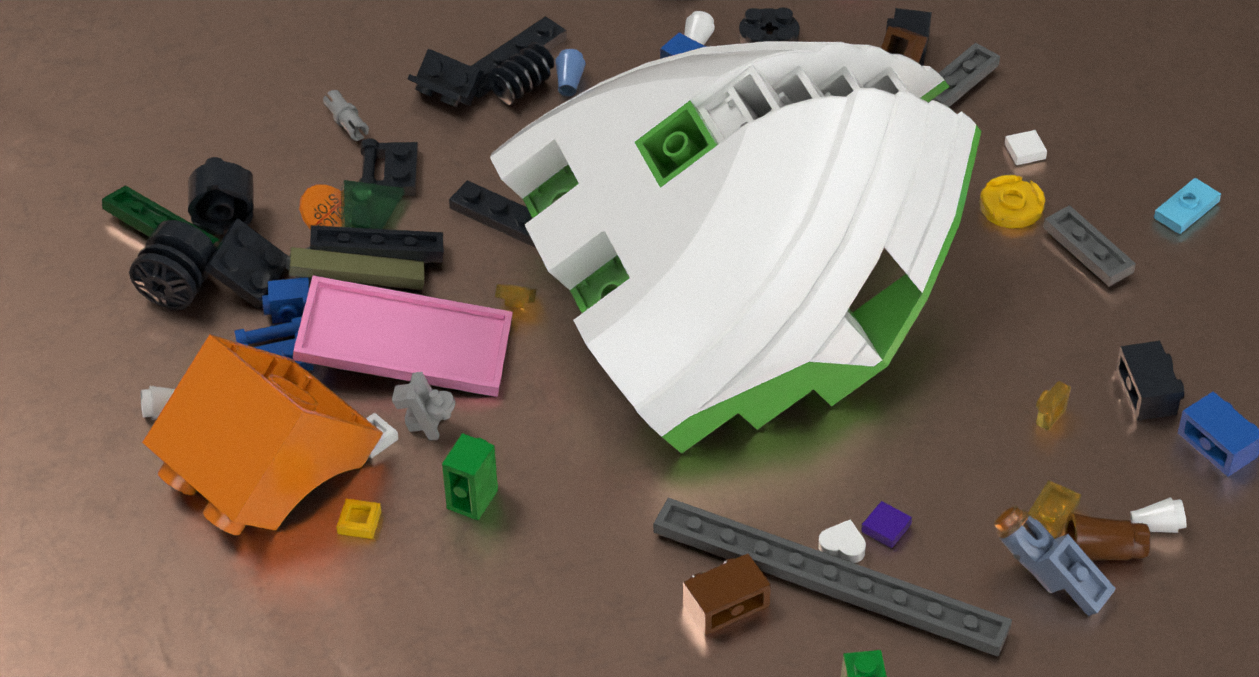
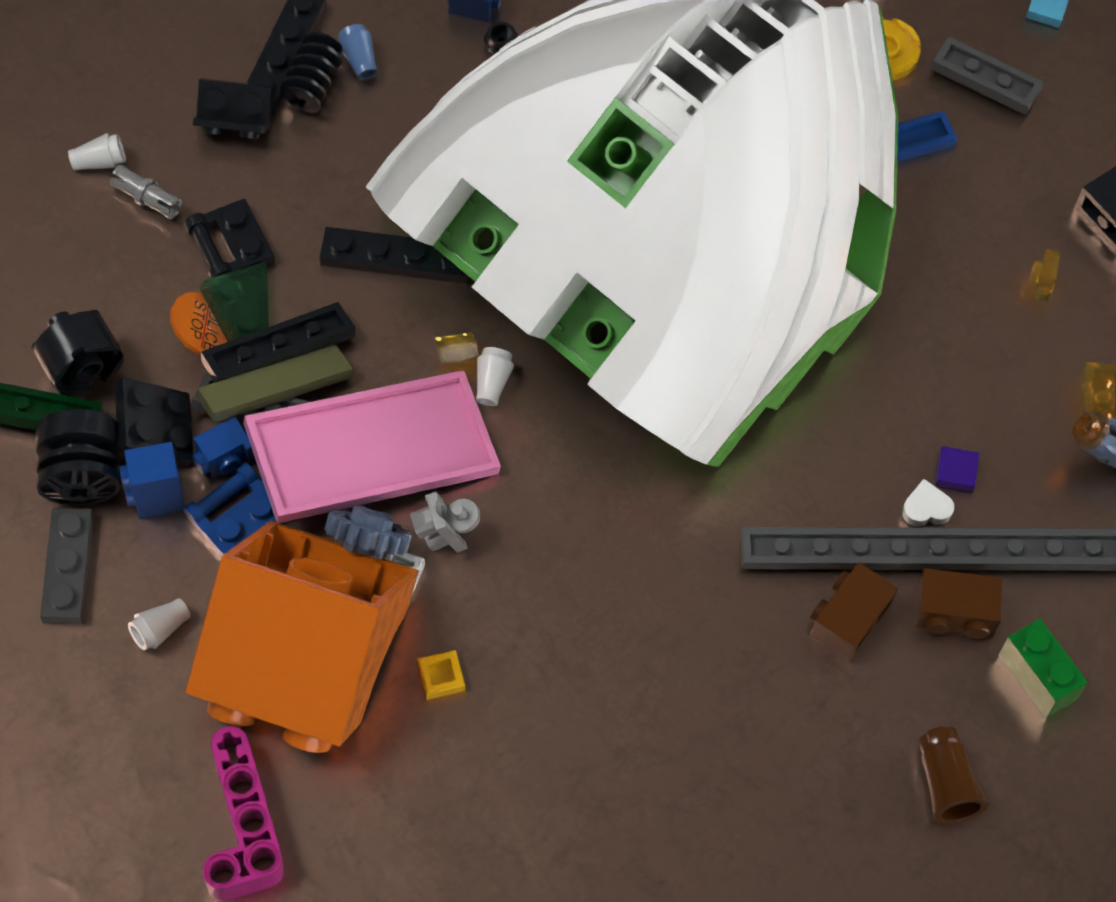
camera: 30 degrees left, 15 degrees up
(124, 342) = (66, 566): none -> dark grey plate
(134, 584) = (242, 809): none -> dark pink beam
(219, 298) = (152, 480): none -> blue brick
(327, 78) = (98, 153): none -> white cone
(358, 390) = (368, 532): none -> sand blue gear
(470, 476) = (541, 586): green brick -> none
(534, 320) = (492, 374): none -> white cone
(822, 620) = (958, 603): none -> reddish brown brick
(1000, 272) = (924, 136): none -> blue tile

